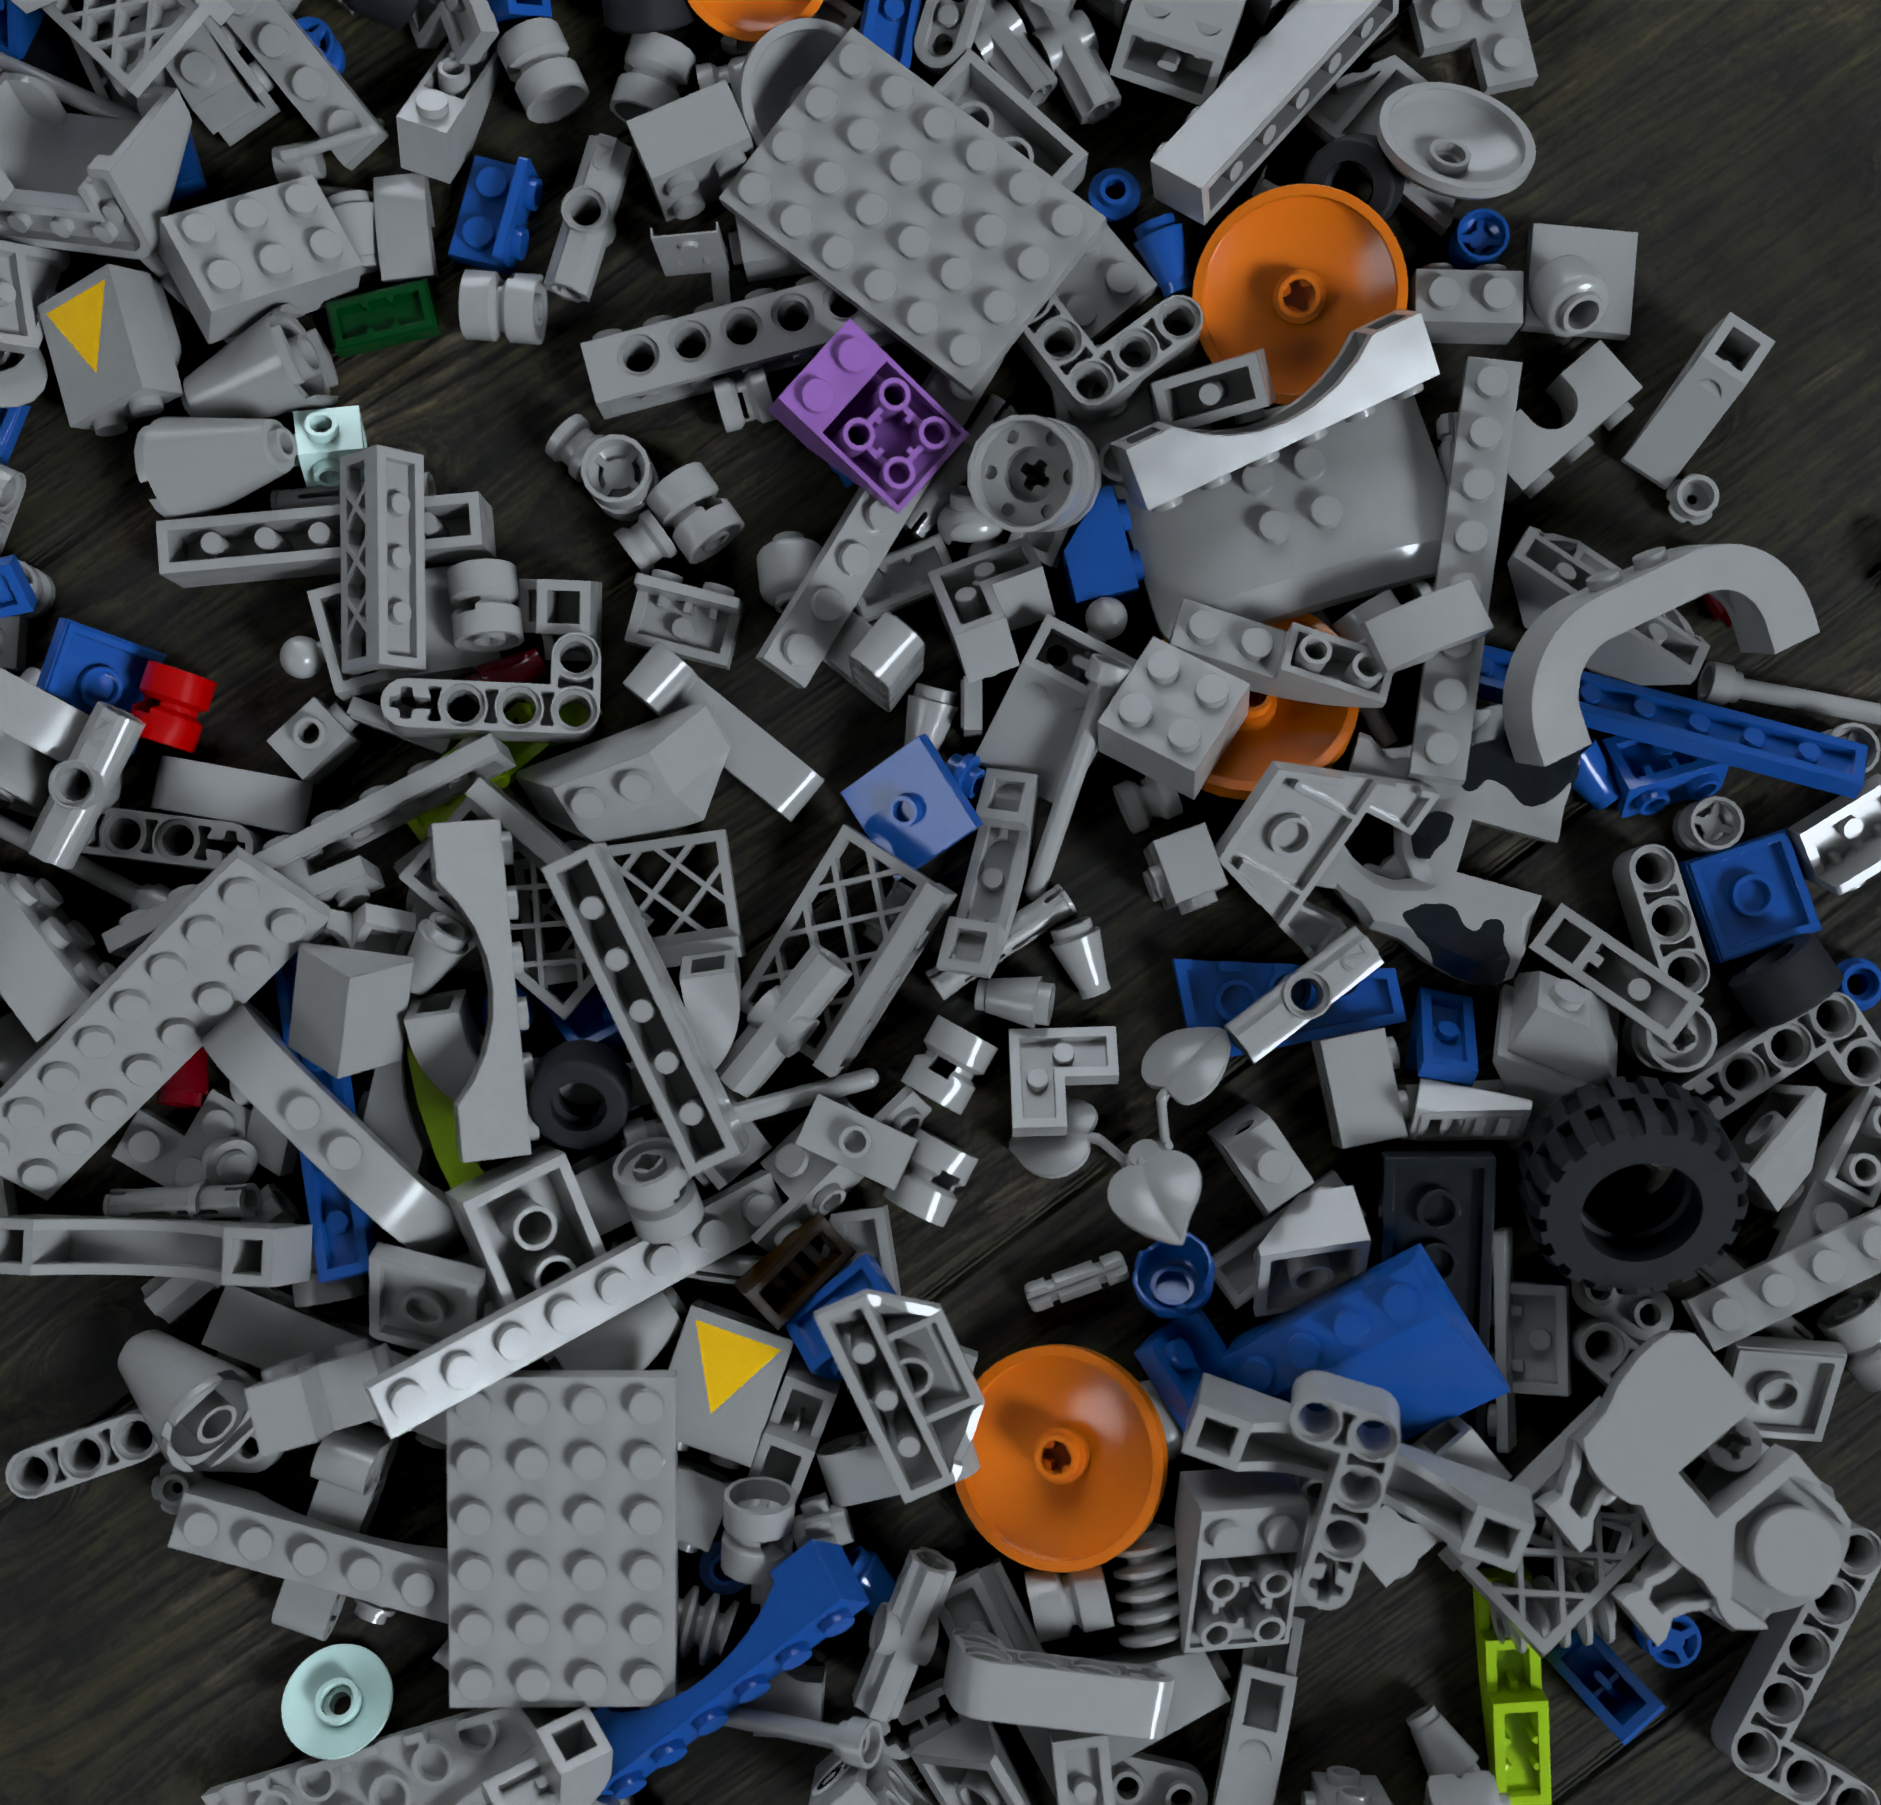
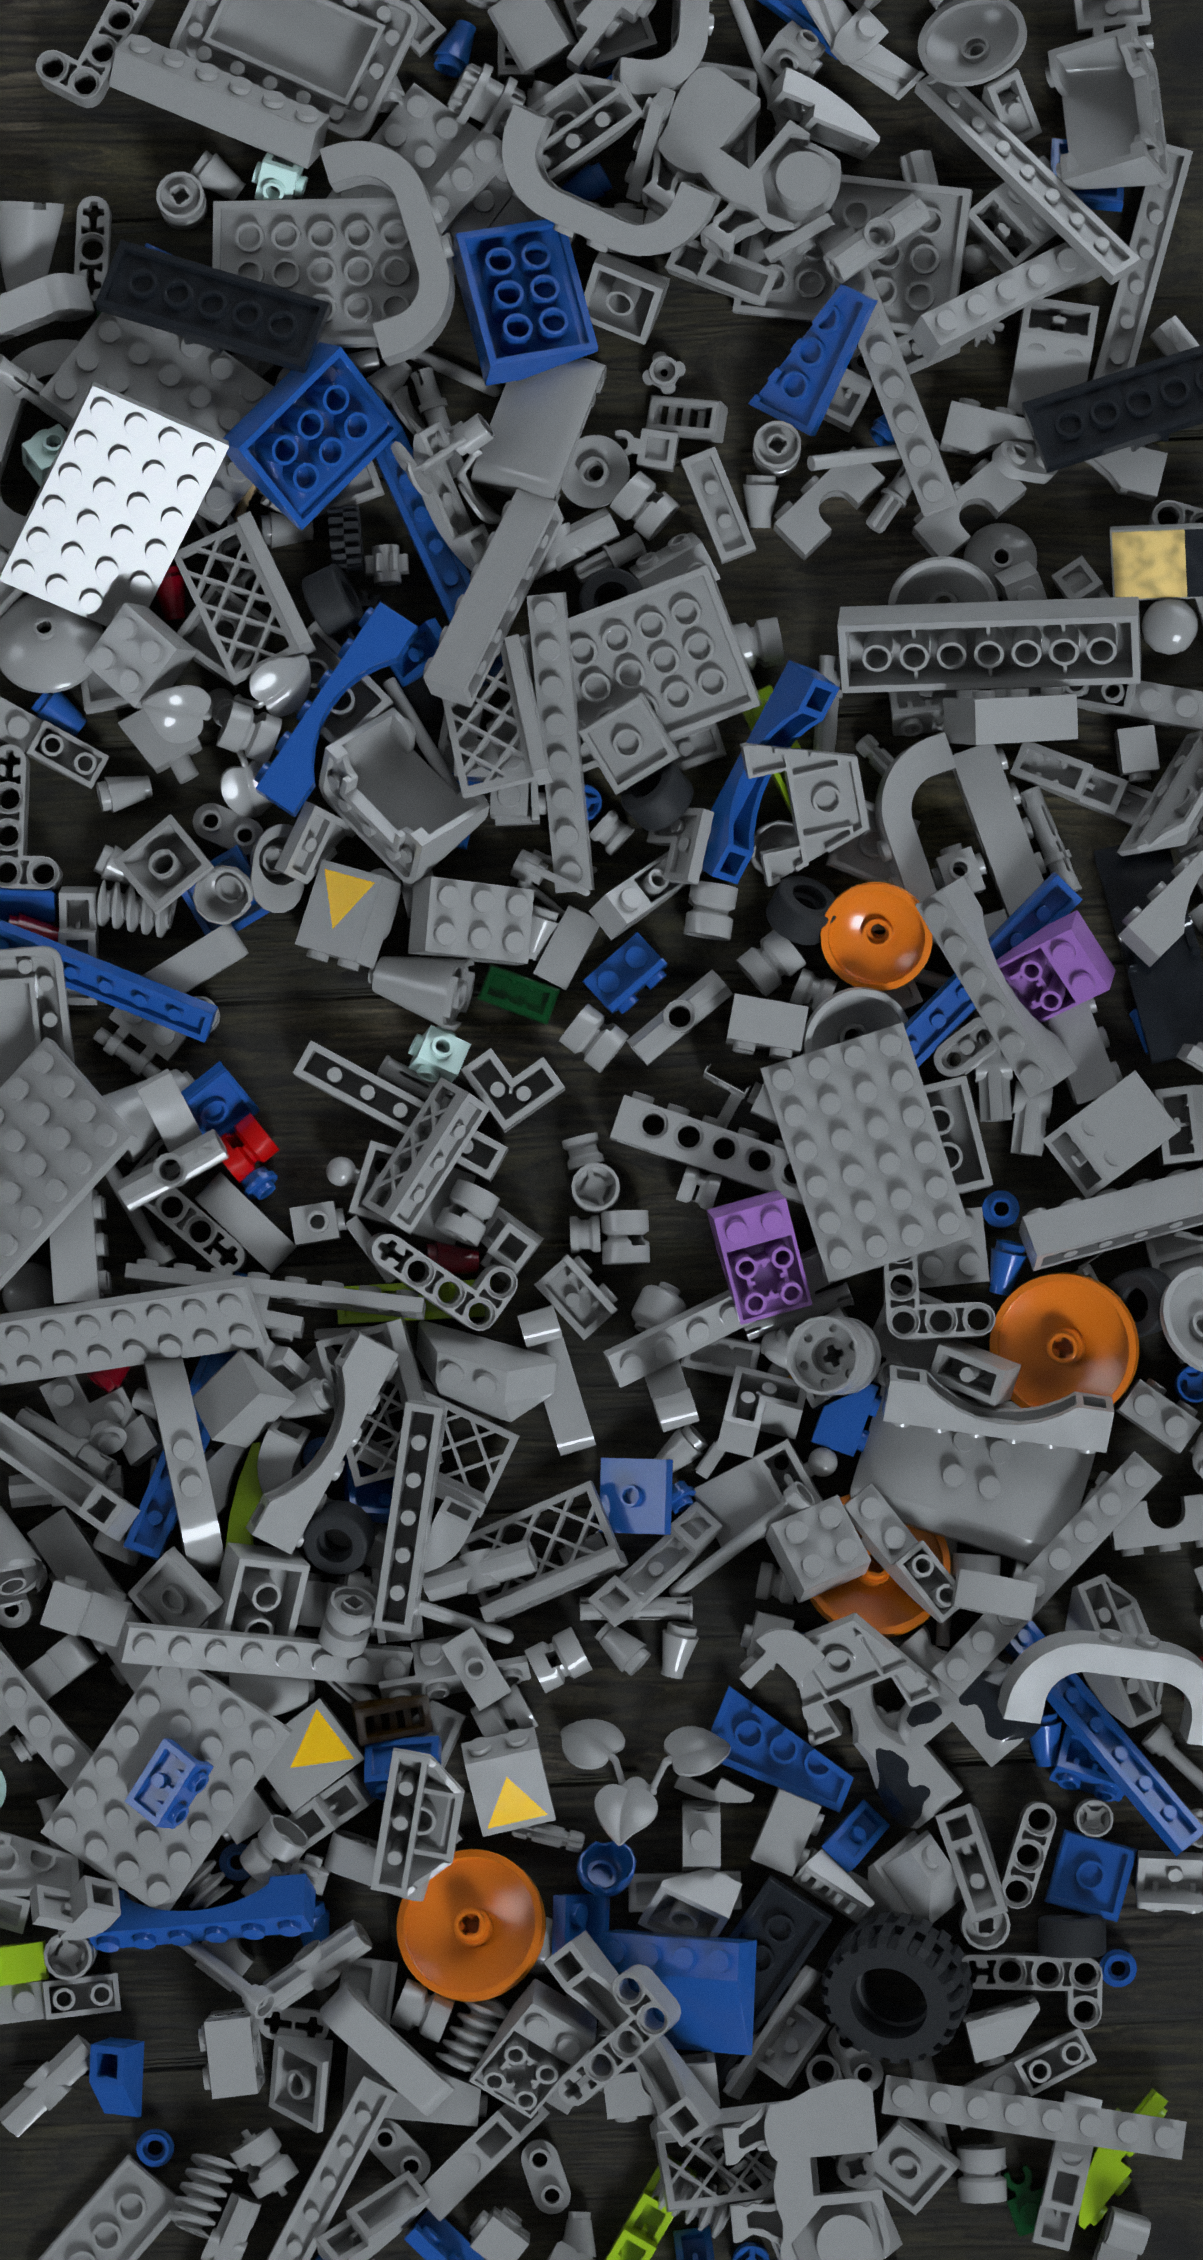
camera: 30 degrees right, 0 degrees up
(209, 461) = (366, 1025): light grey cone -> none
(219, 739) = (259, 1183): none -> blue plate
(367, 59) = (611, 832): none -> light grey wheel
(452, 431) = (508, 1097): none -> light grey brick
(563, 1549) = (169, 1785): none -> blue bracket
(986, 1252) = (508, 1781): none -> light grey brick
(1046, 1062) = (616, 1696): light grey plate -> none
(1221, 858) = (781, 1646): none -> light grey brick
(1250, 1090) = (724, 1790): none -> light grey slope
(1330, 972) = (814, 1756): light grey piece -> none
(1351, 1697) = (545, 2177): none -> light grey plate

